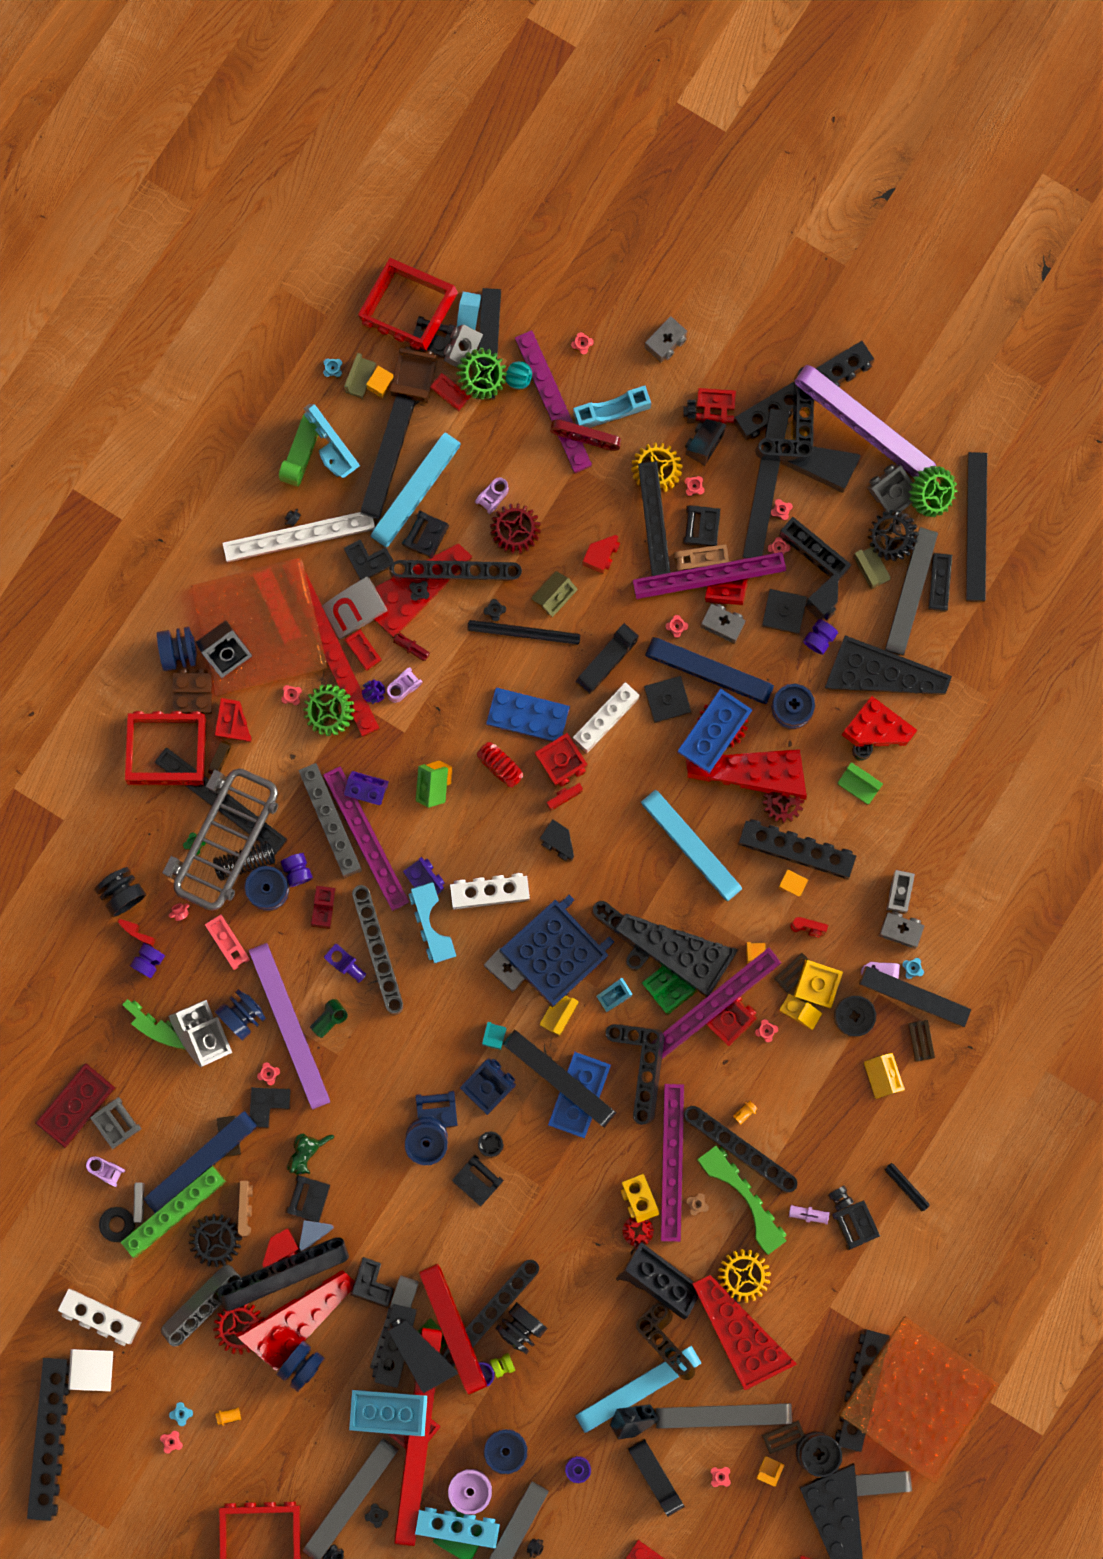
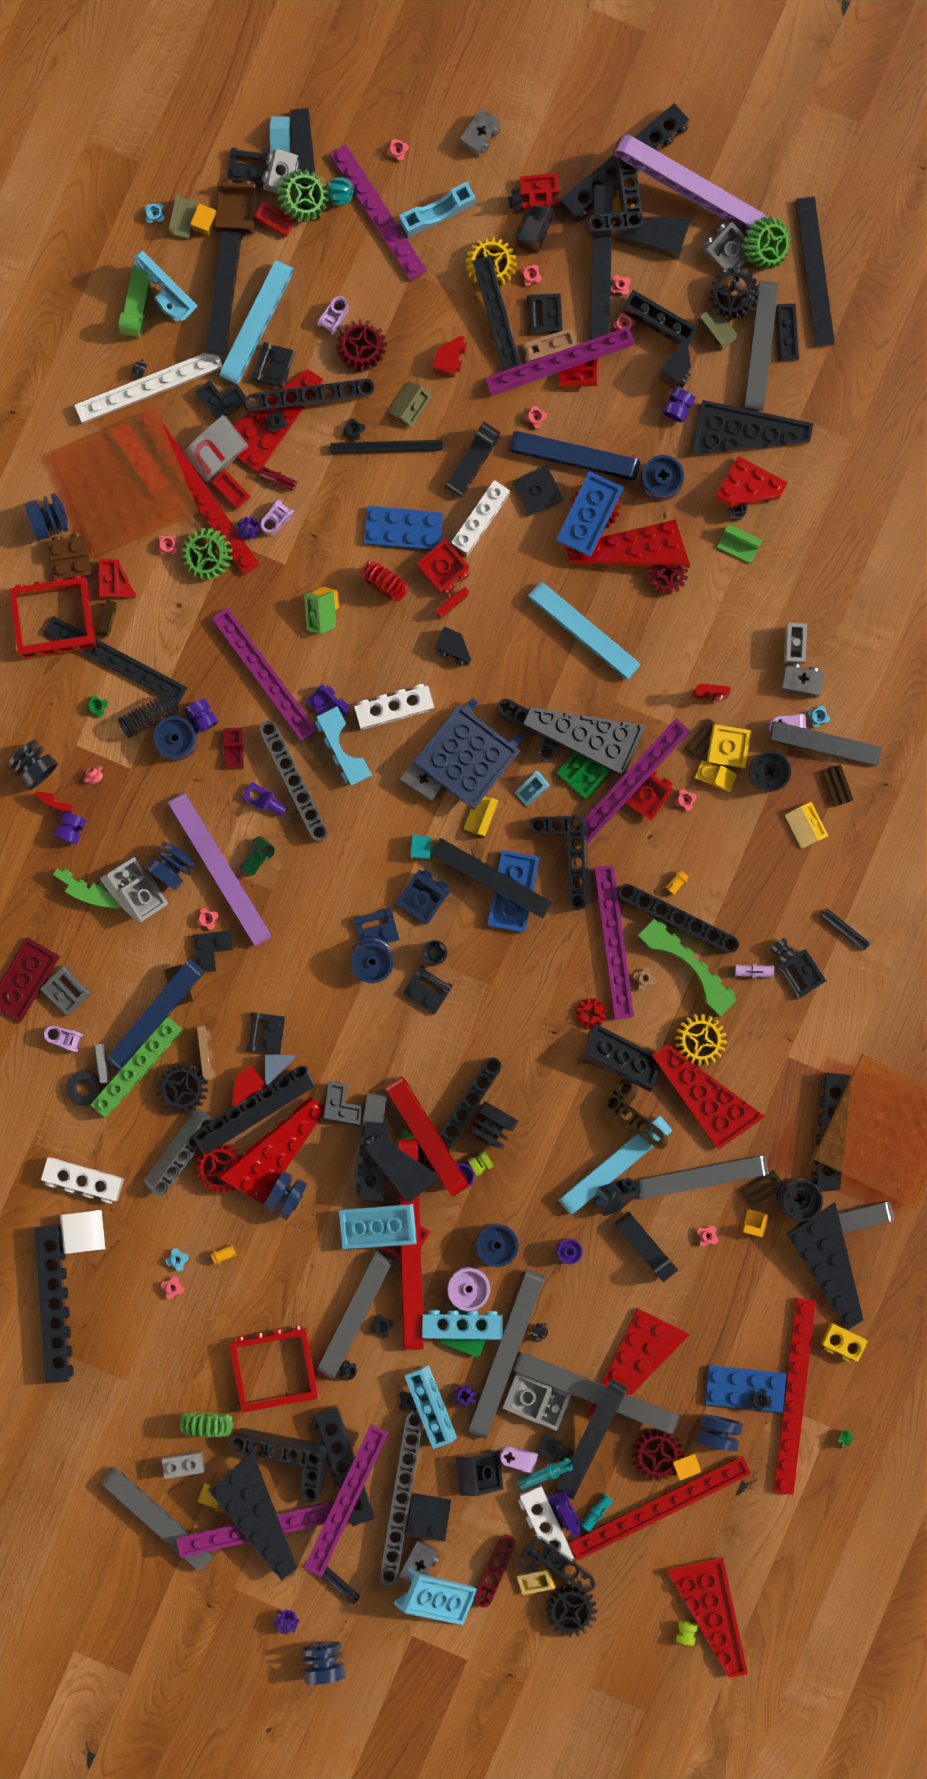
camera: 10 degrees left, 5 degrees up
(220, 785) = (113, 644): flat silver bar -> none
(223, 649) = (93, 509): black slope -> none
(227, 941) = (145, 796): coral plate -> none
(305, 1149) = (255, 985): dark green animal -> none
(330, 820) = (226, 662): dark grey brick -> none
(366, 788) = (256, 624): dark purple bracket -> none
(377, 292) = (200, 102): red window -> none
(585, 435) = (416, 240): dark red beam -> none
(643, 1197) = (592, 979): yellow brick -> none
(729, 631) = (571, 409): flat silver brick -> none
(754, 950) = (661, 723): light orange panel -> none
(784, 611) = (639, 385): black plate -> none
(793, 883) = (689, 652): light orange panel -> none
(845, 856) = (640, 617): black brick -> none

